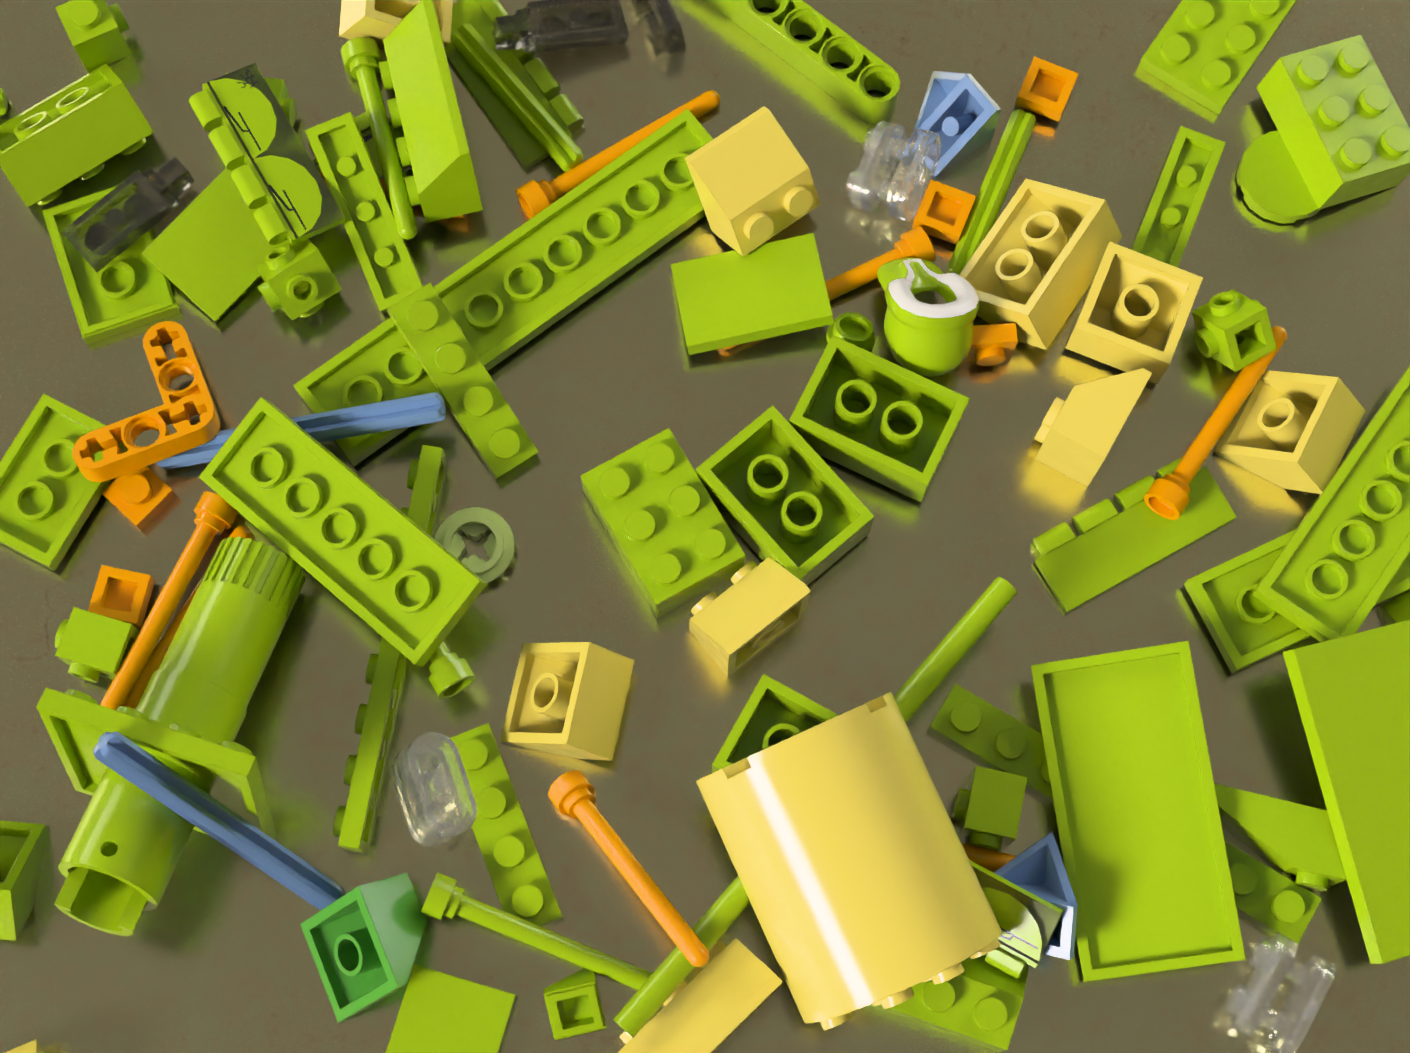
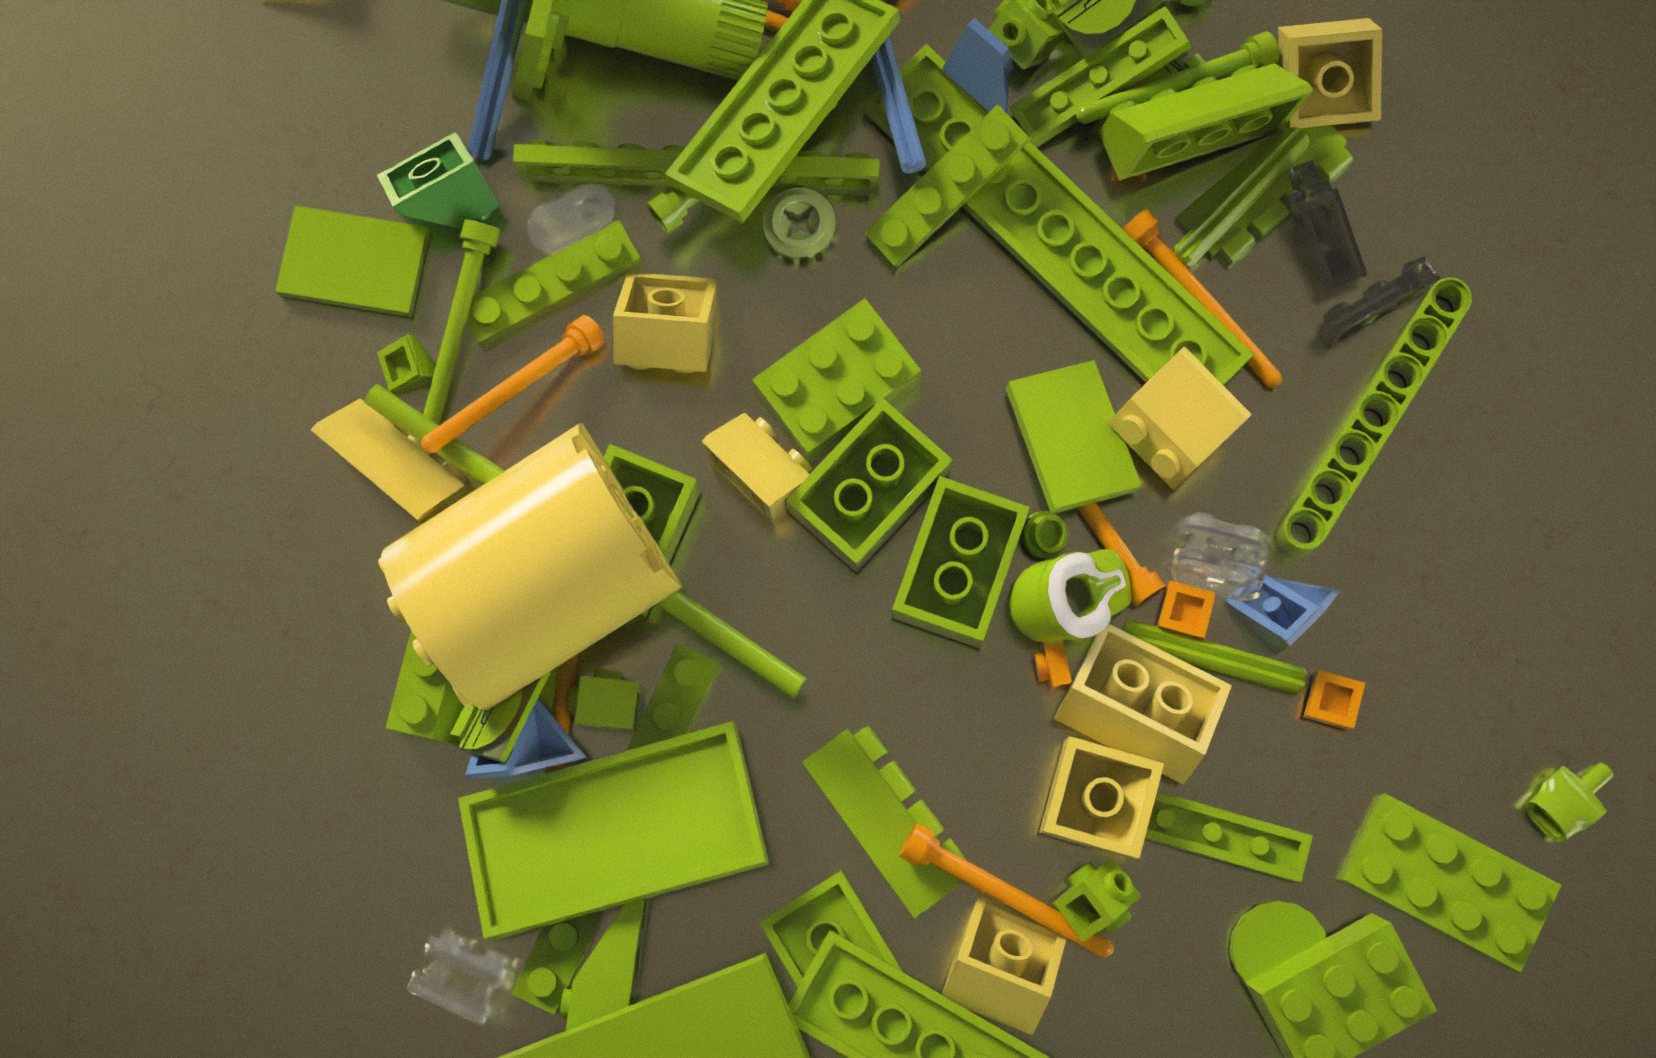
camera: 90 degrees right, 5 degrees up
(337, 325) = (981, 66): none -> medium blue slope
(1085, 426) = (979, 762): light yellow slope -> none

